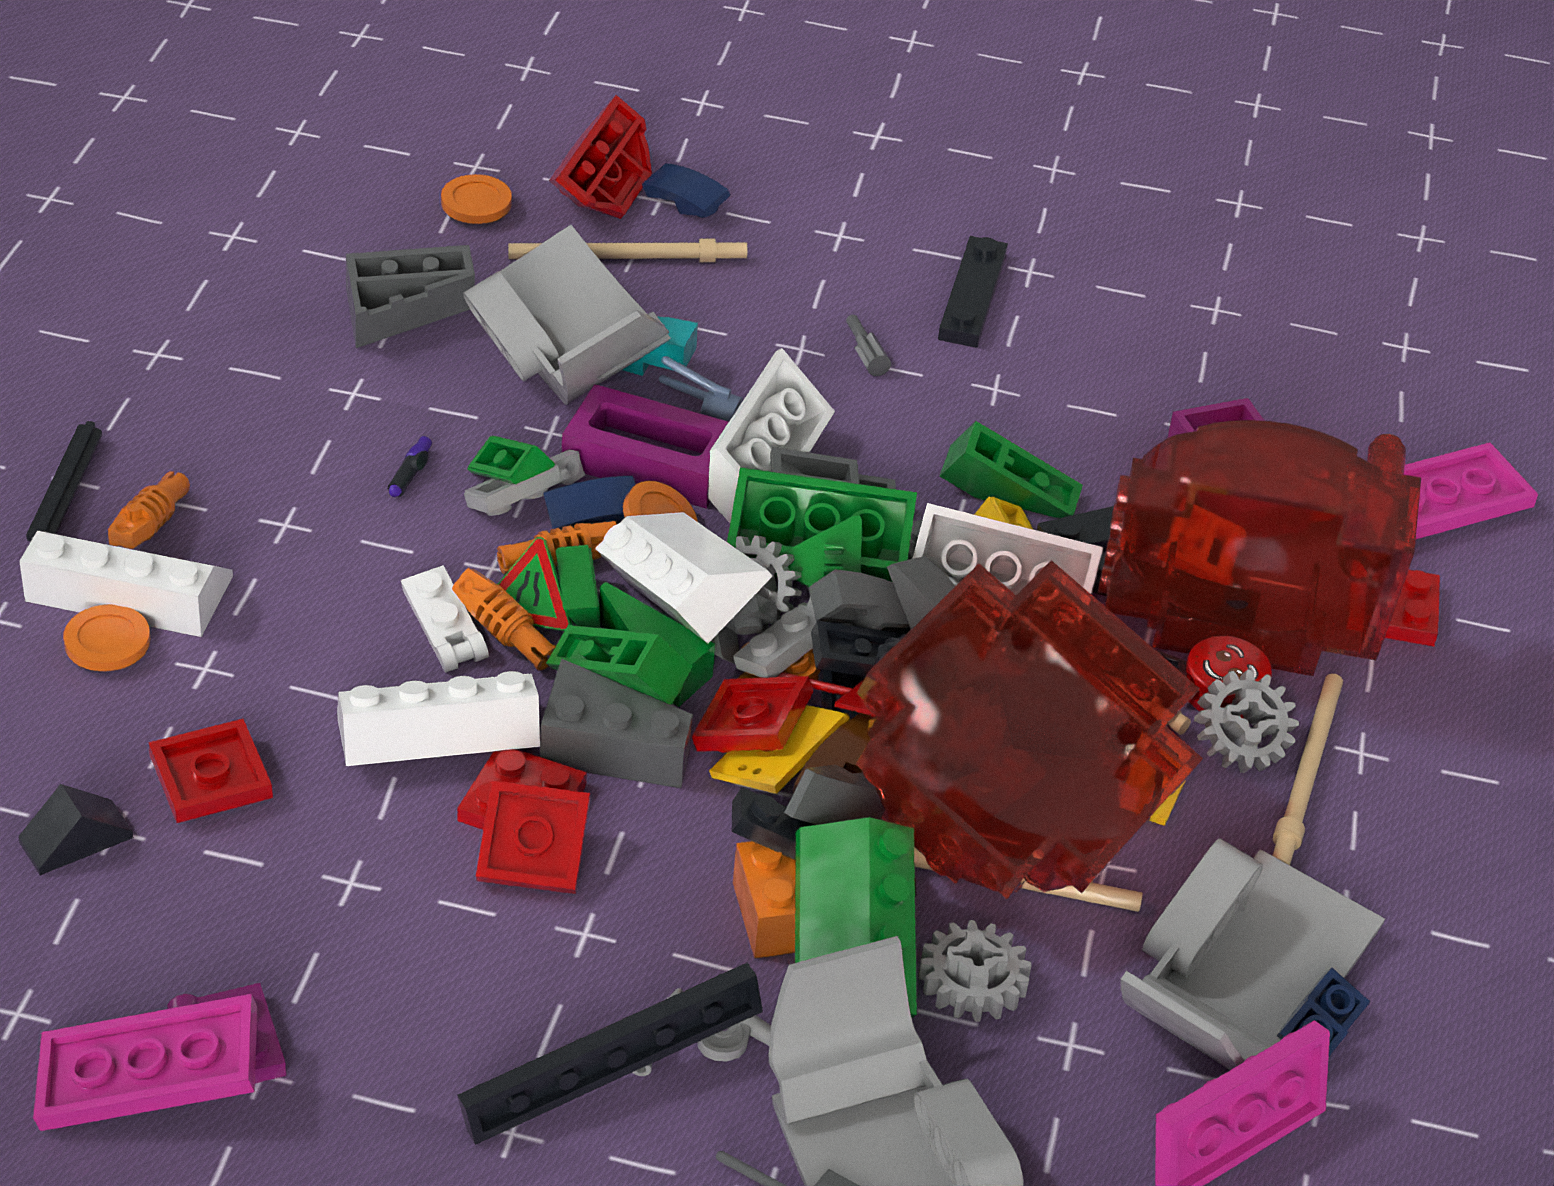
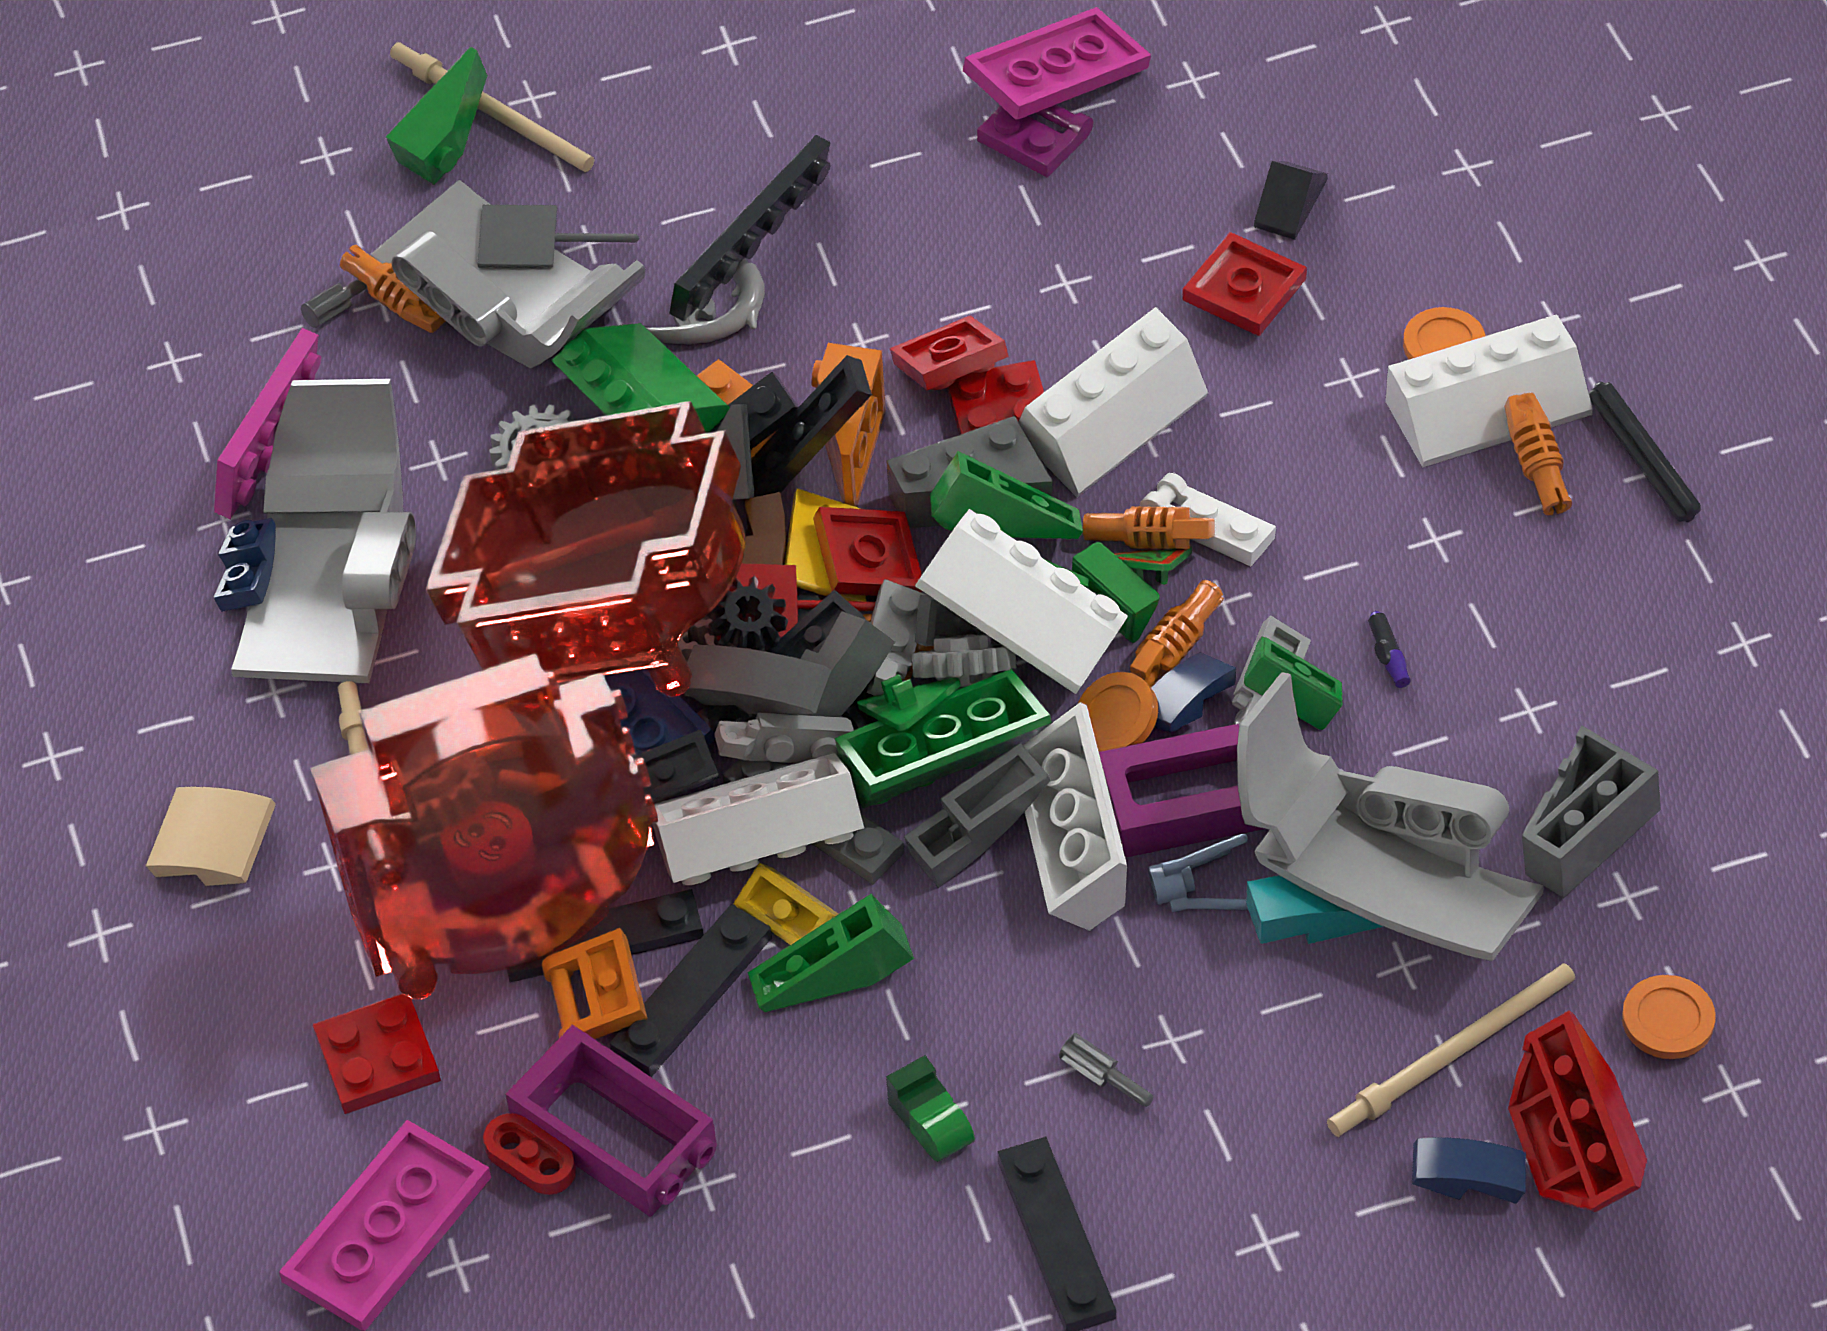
camera: 155 degrees right, 10 degrees up
(676, 811) = (854, 443): none -> orange slope
(724, 750) = (810, 427): none -> black plate
(1008, 369) = (928, 1109): none -> leg
(1462, 807) = (211, 835): none -> tan slope

